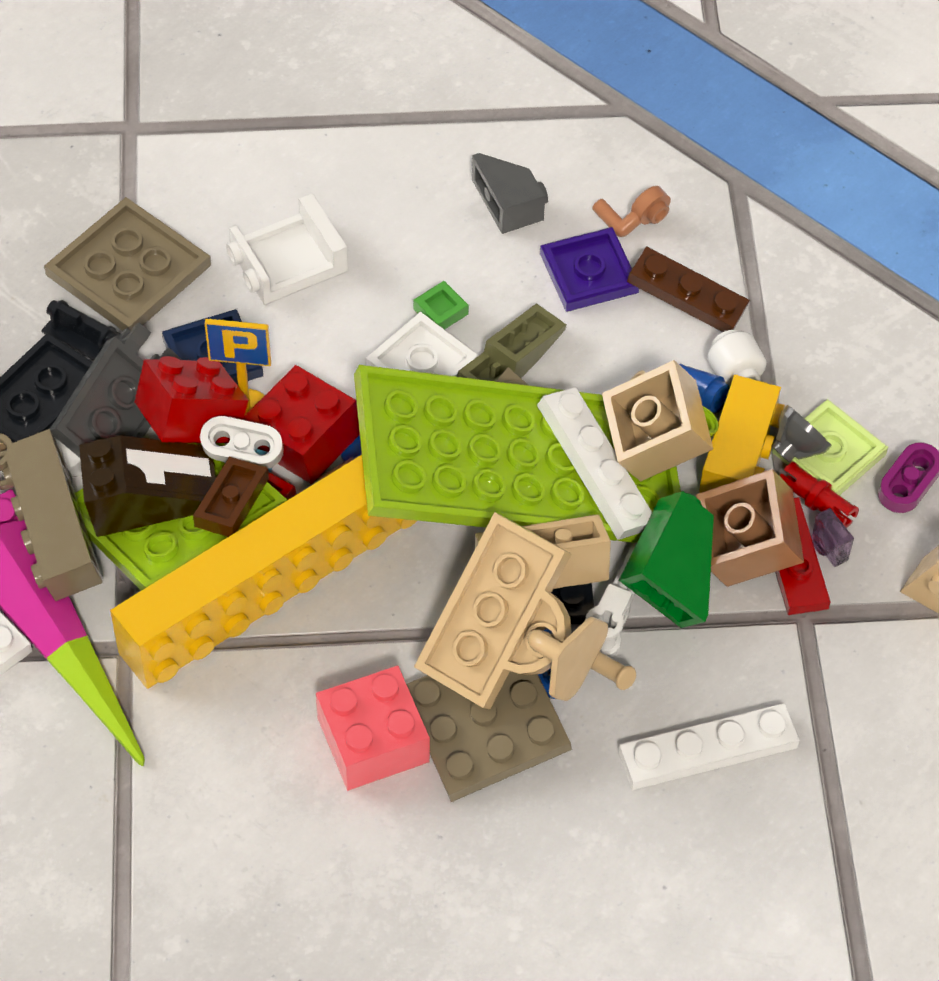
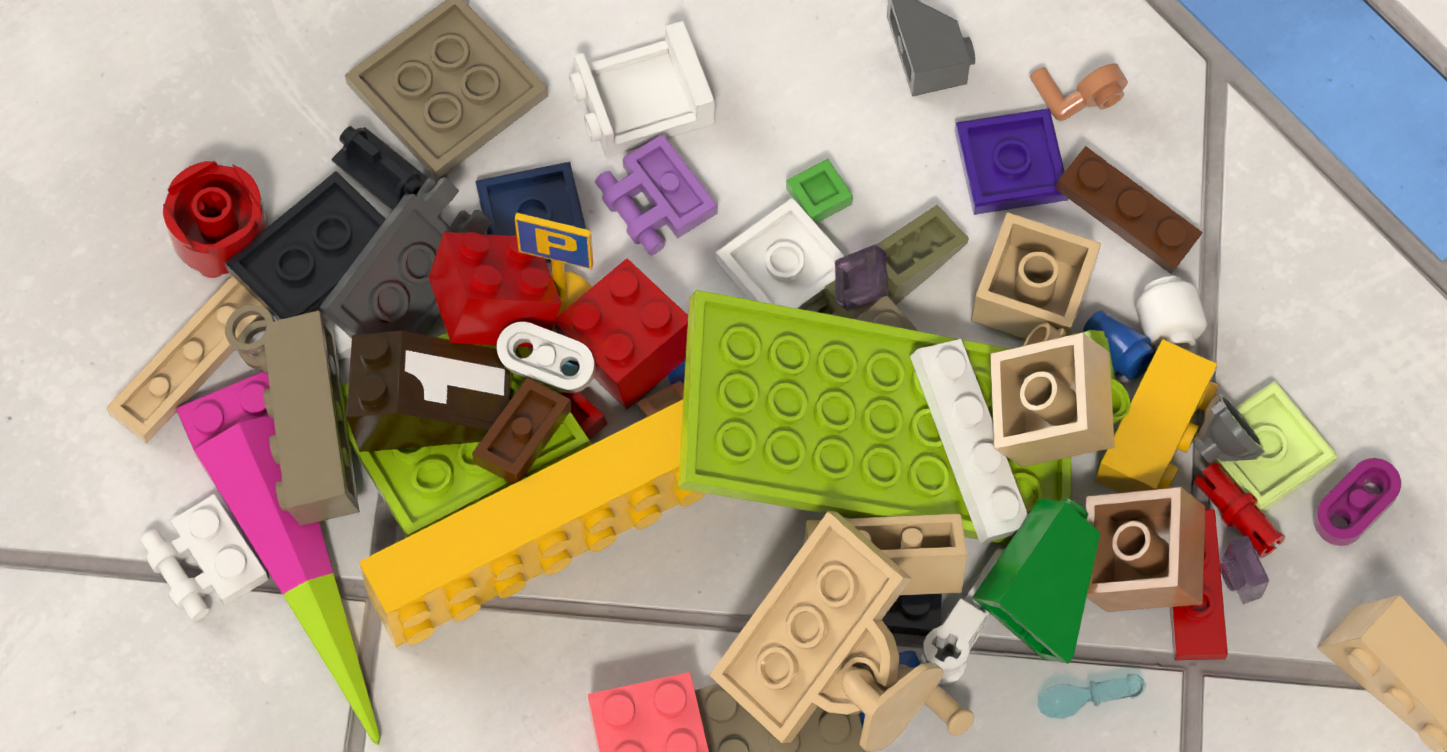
camera: 10 degrees right, 10 degrees up
(318, 316) = (667, 185): none -> medium lavender plate
(487, 356) = (861, 277): none -> clear purple plate
(623, 341) = (1034, 278): none -> tan brick
(707, 654) = (1066, 699): none -> clear light blue piece

